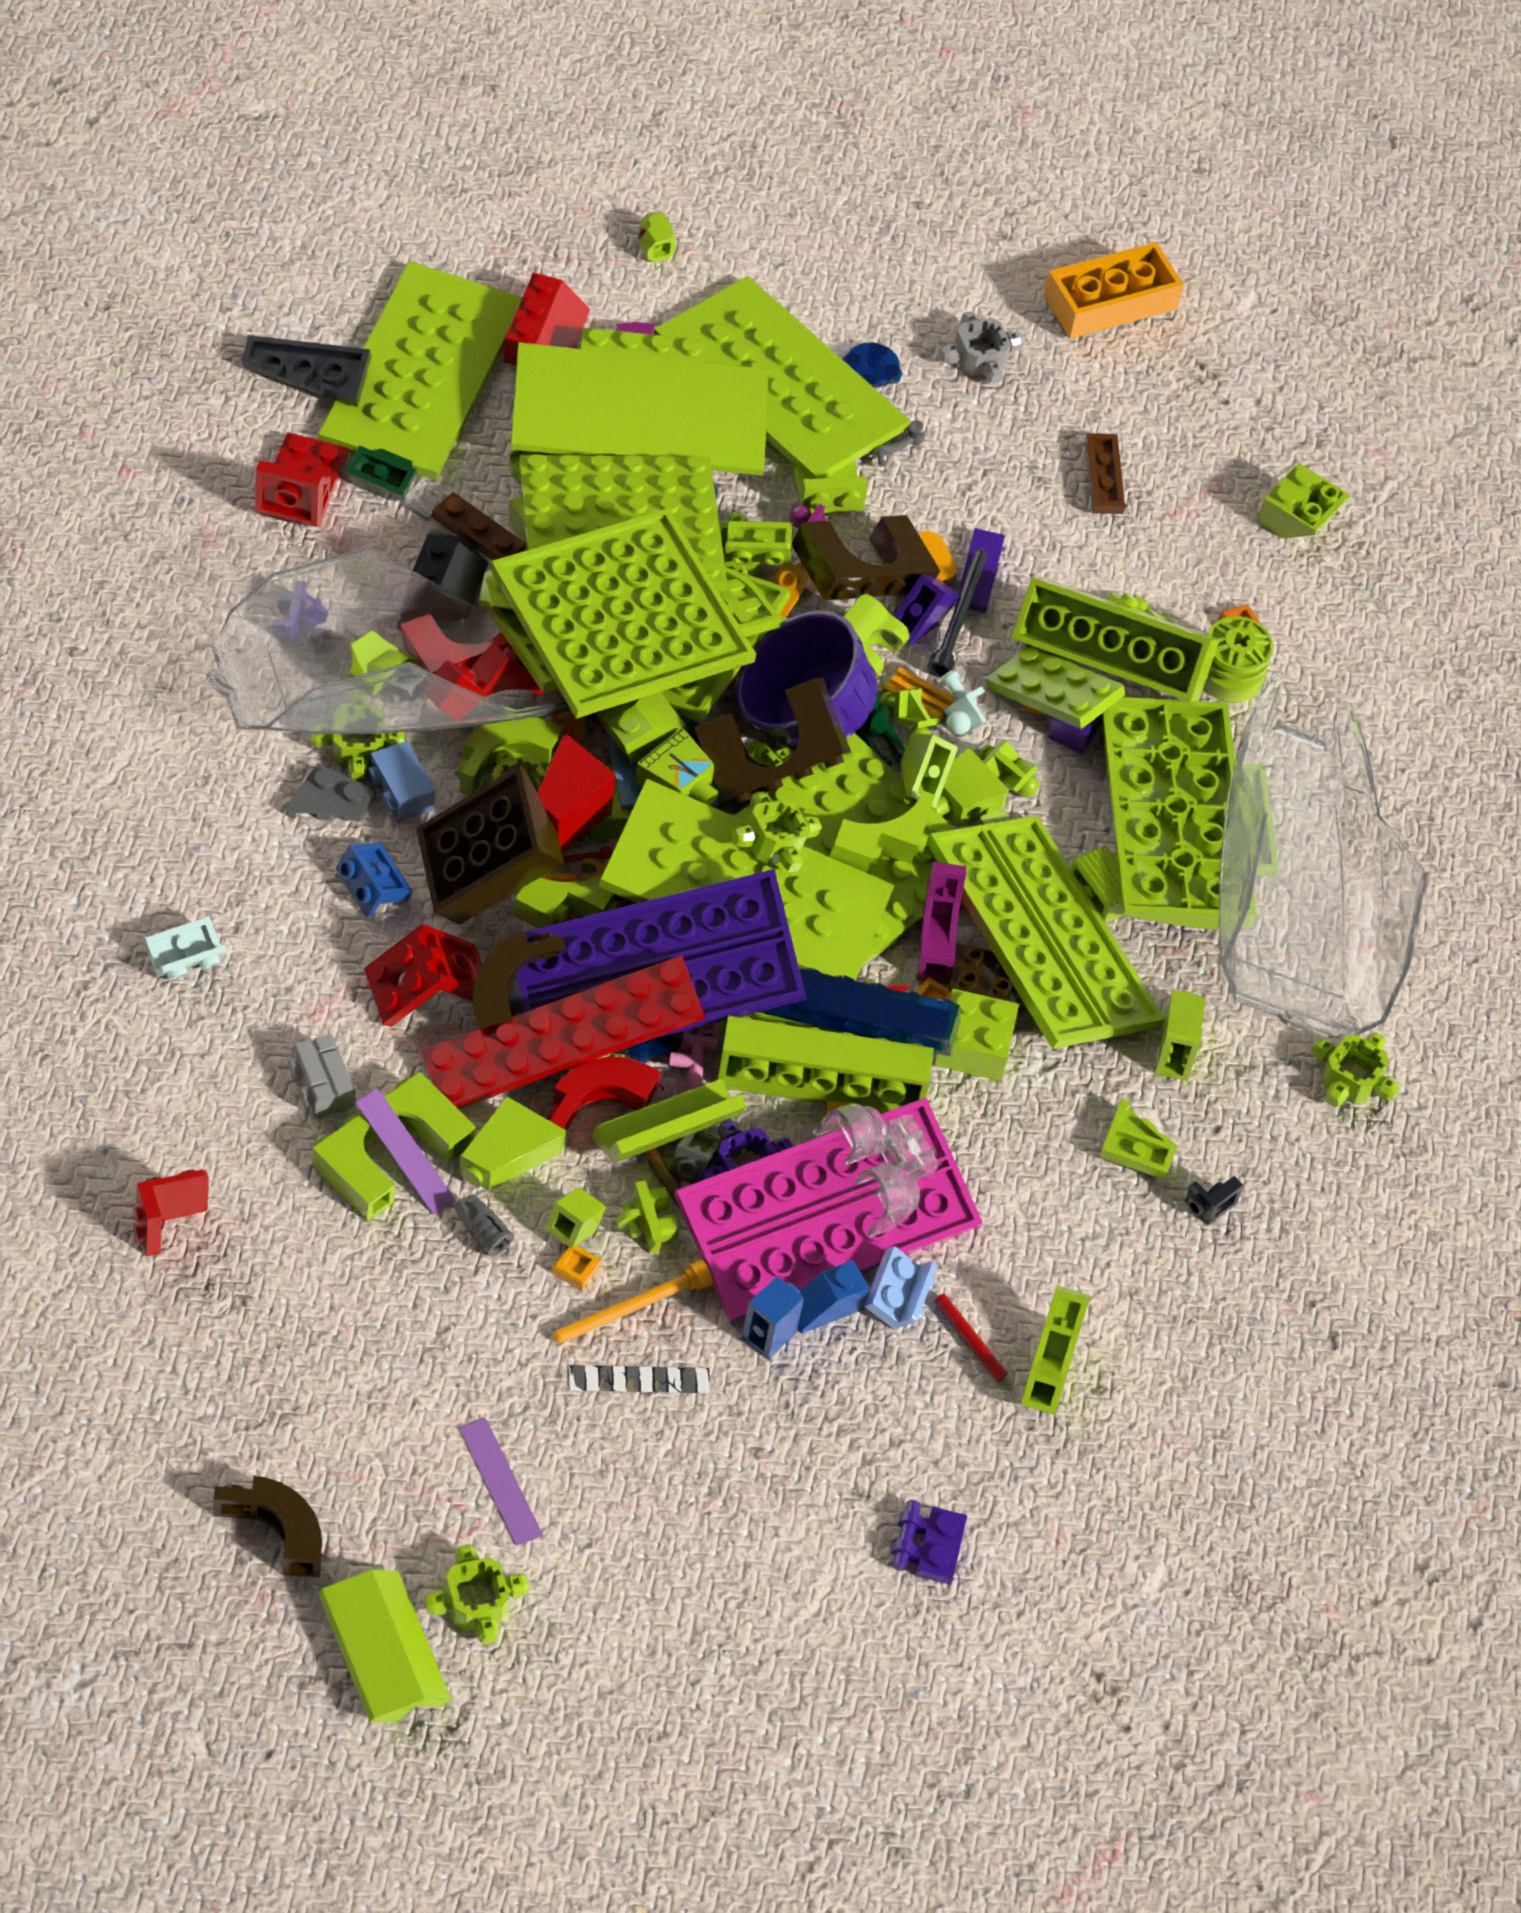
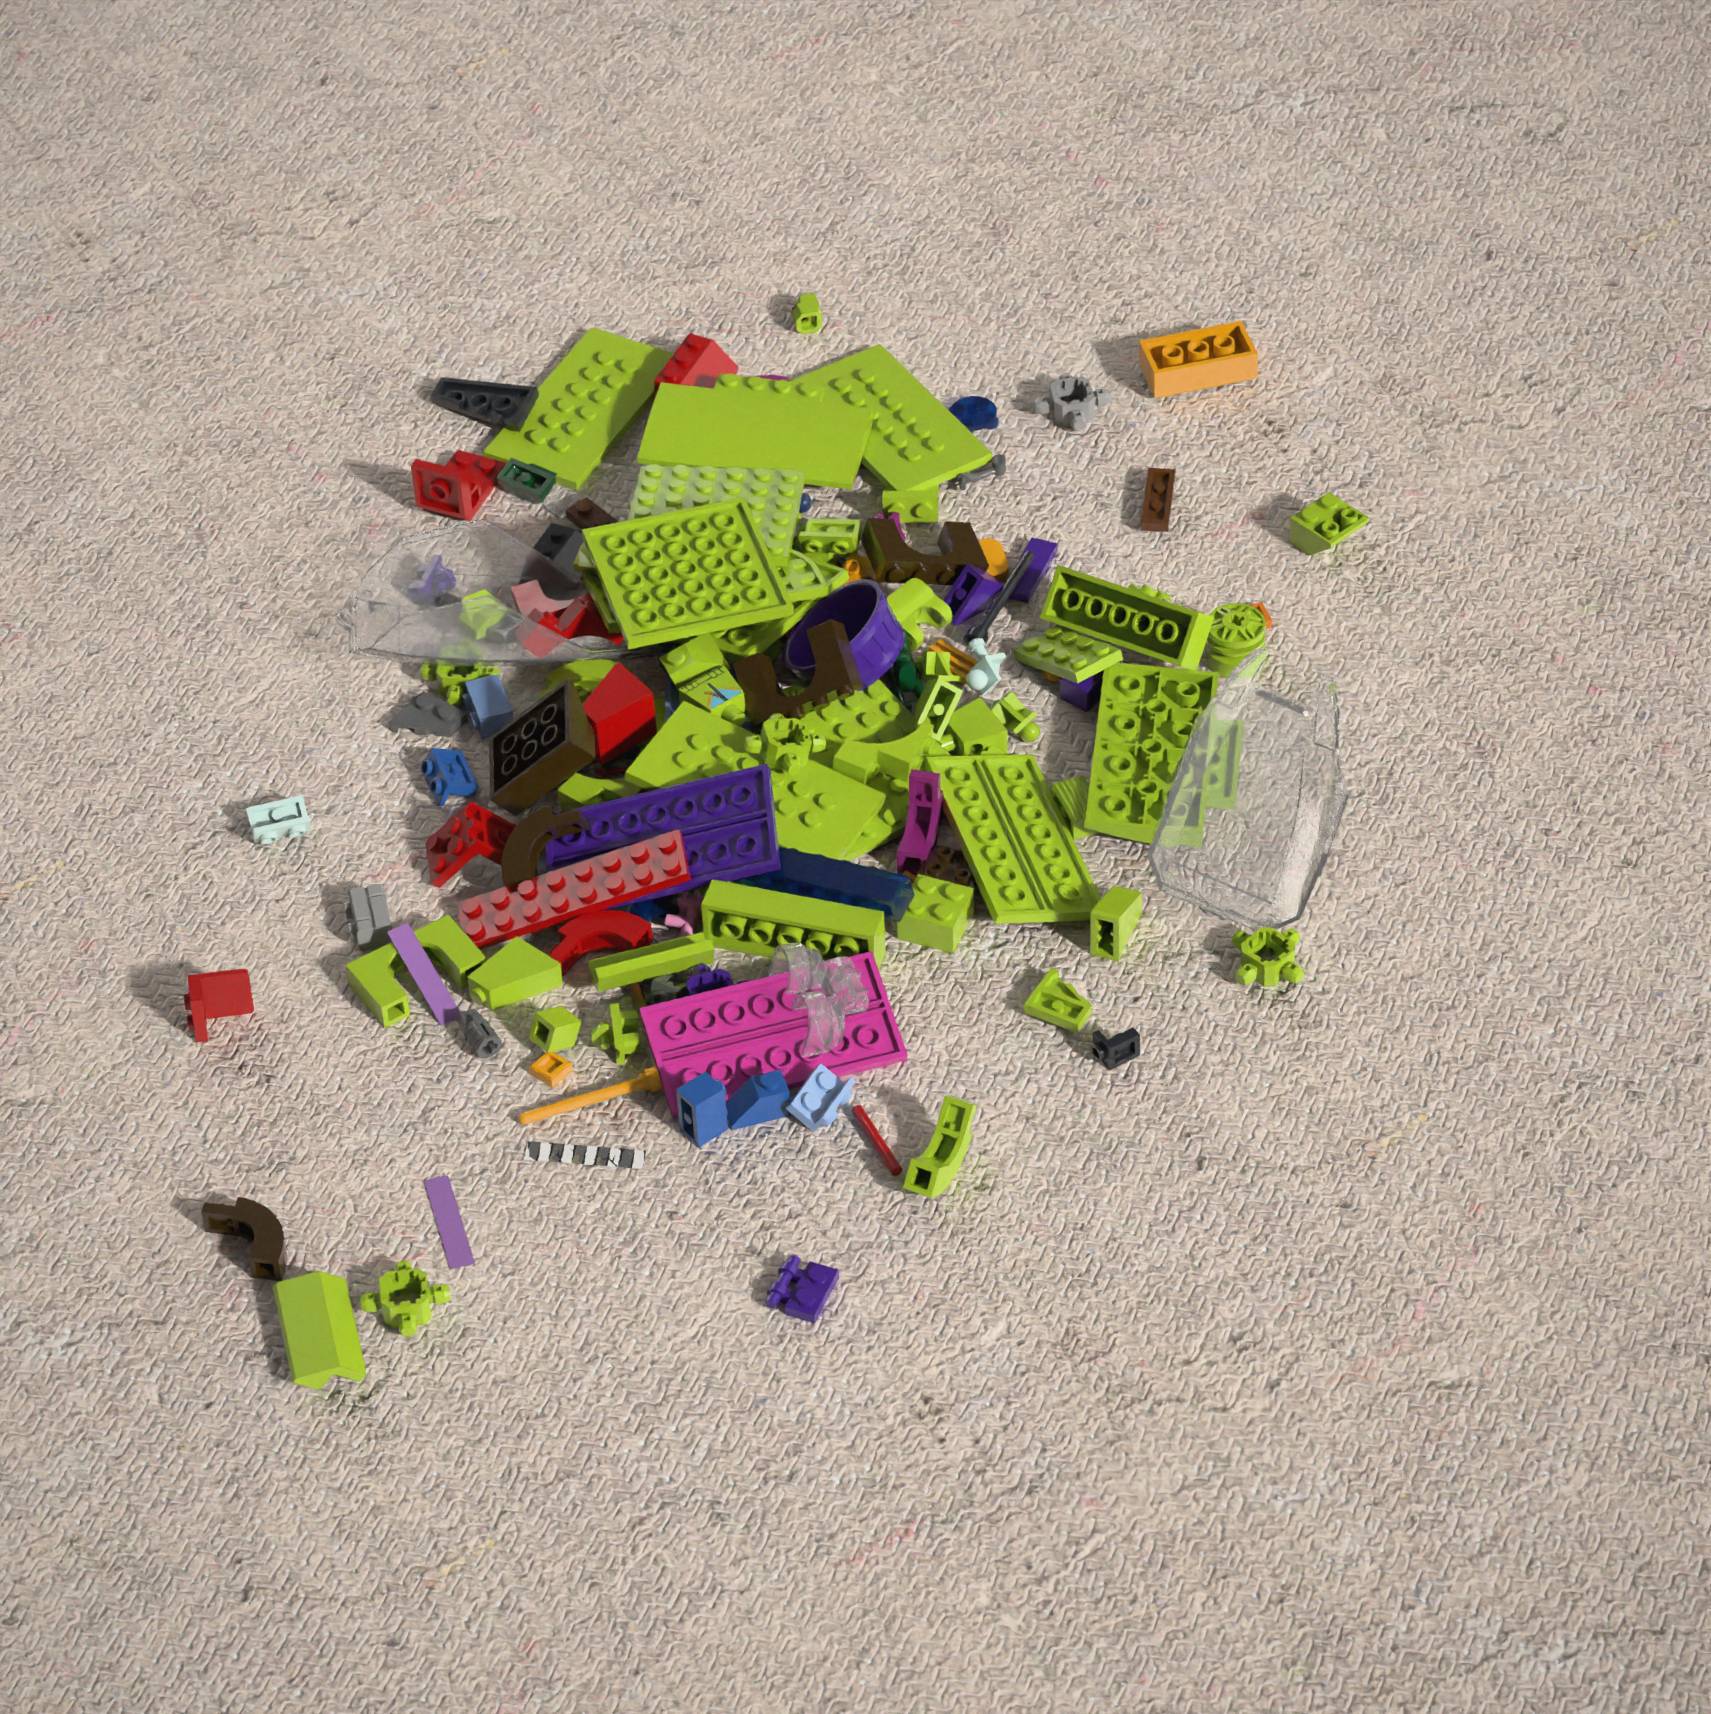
camera: 20 degrees right, 10 degrees down
(573, 726) = (646, 673): tile -> none

